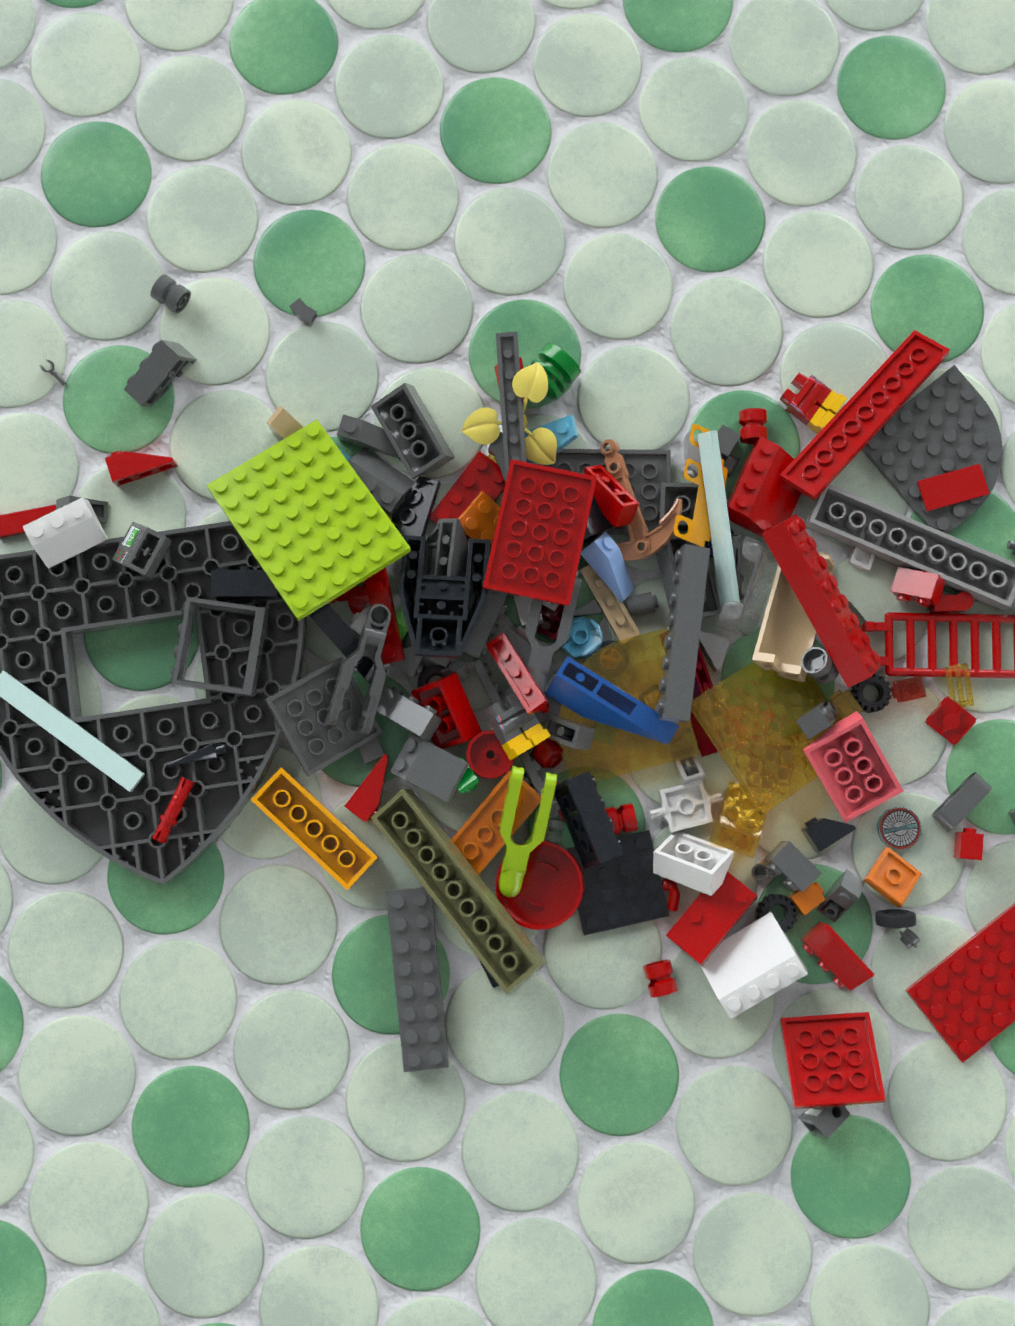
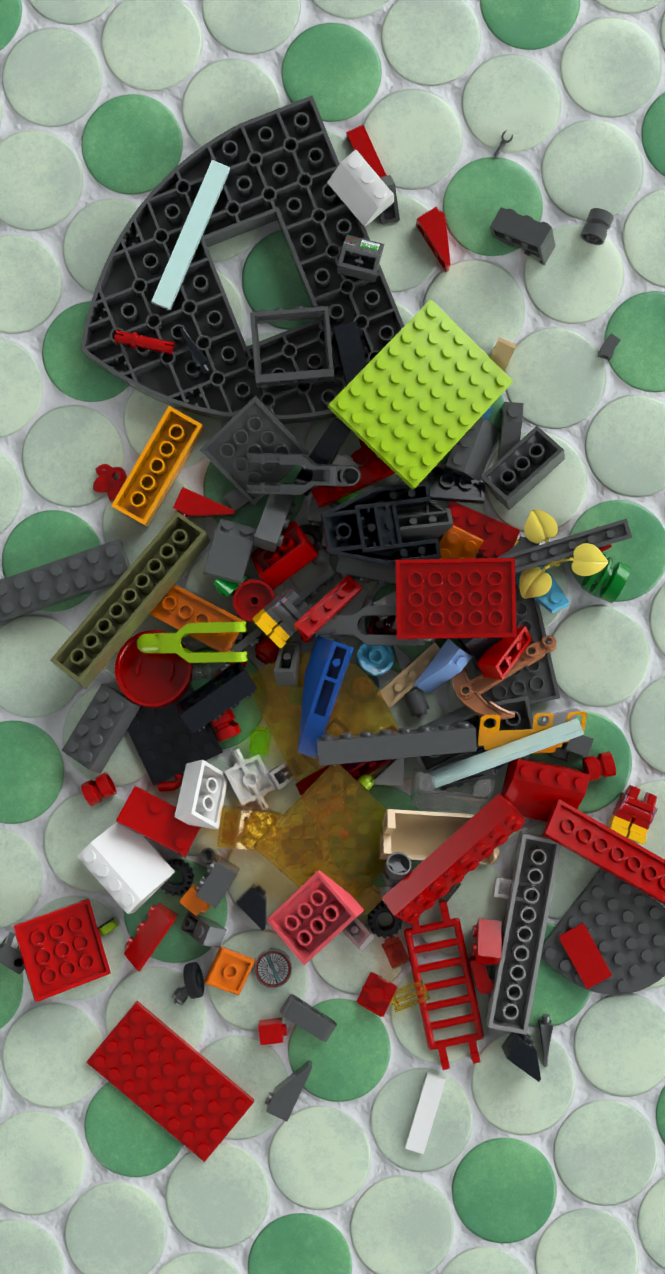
camera: 80 degrees right, 5 degrees up
(317, 891) = (106, 481): none -> red plate
(593, 959) = (101, 728): none -> dark grey brick
(646, 785) = (260, 741): none -> clear neon green brick
(716, 676) = (366, 781): none -> lime hinge
(816, 1004) = (108, 926): none -> lime piece
(817, 719) = (349, 877): dark grey slope -> none
(882, 723) = (359, 933): none -> light grey slope

